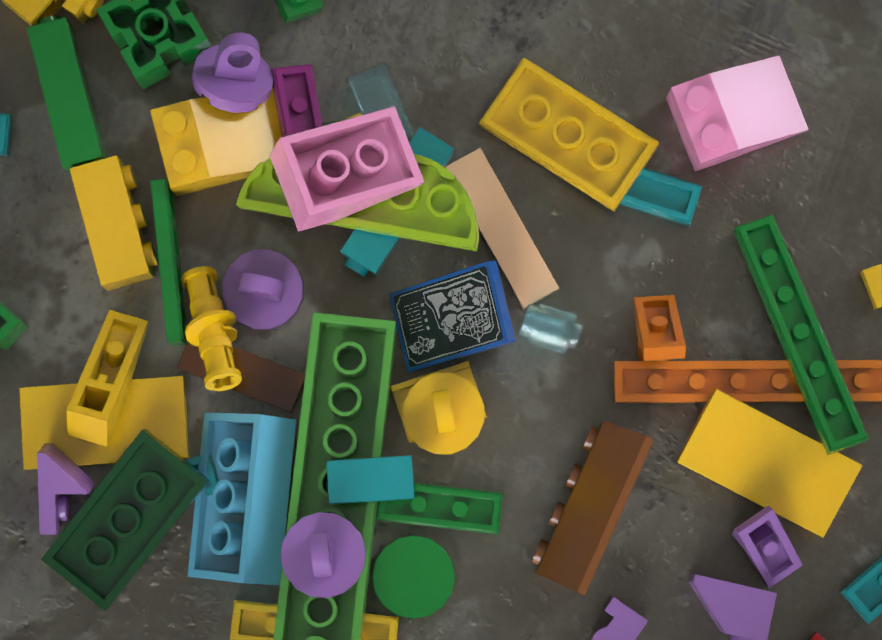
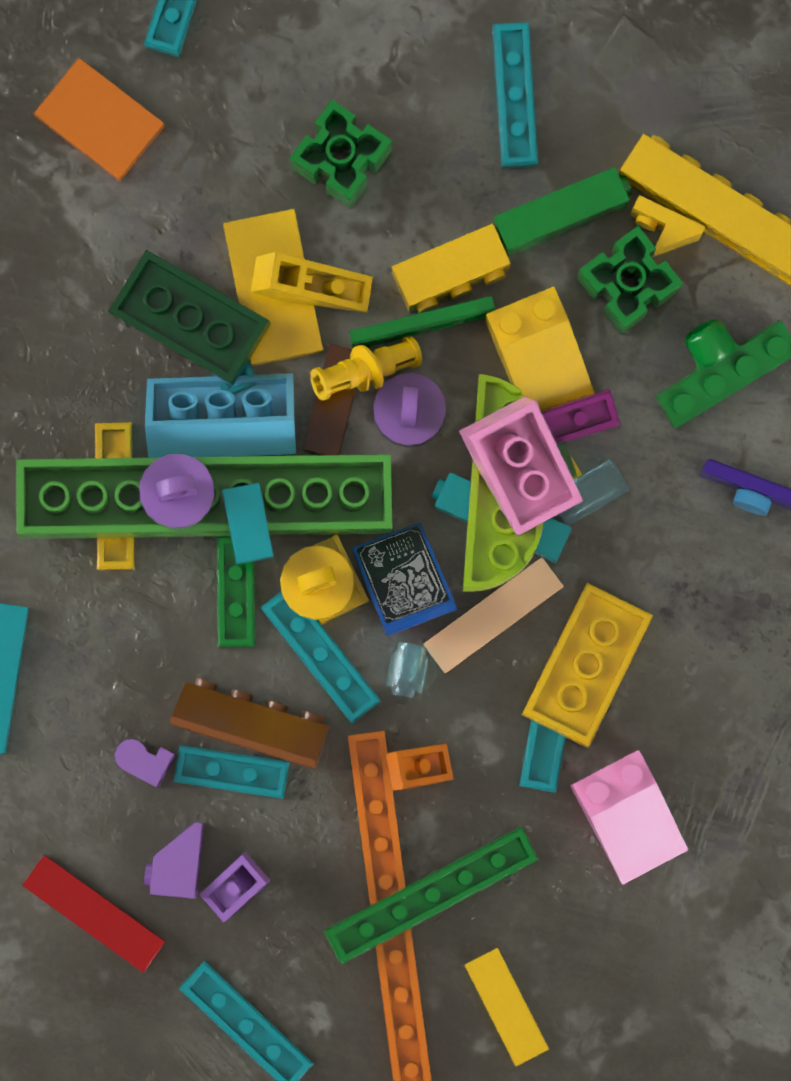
camera: 80 degrees right, 0 degrees up
(57, 477) = (215, 253): medium lavender slope -> none
(233, 74) = (596, 355): medium lavender tile -> none
(413, 577) = (171, 577): green tile -> none
(526, 419) = (323, 659): none -> teal tile
(637, 537) = (231, 771): none -> teal tile
(768, 462) = (310, 880): yellow tile -> none

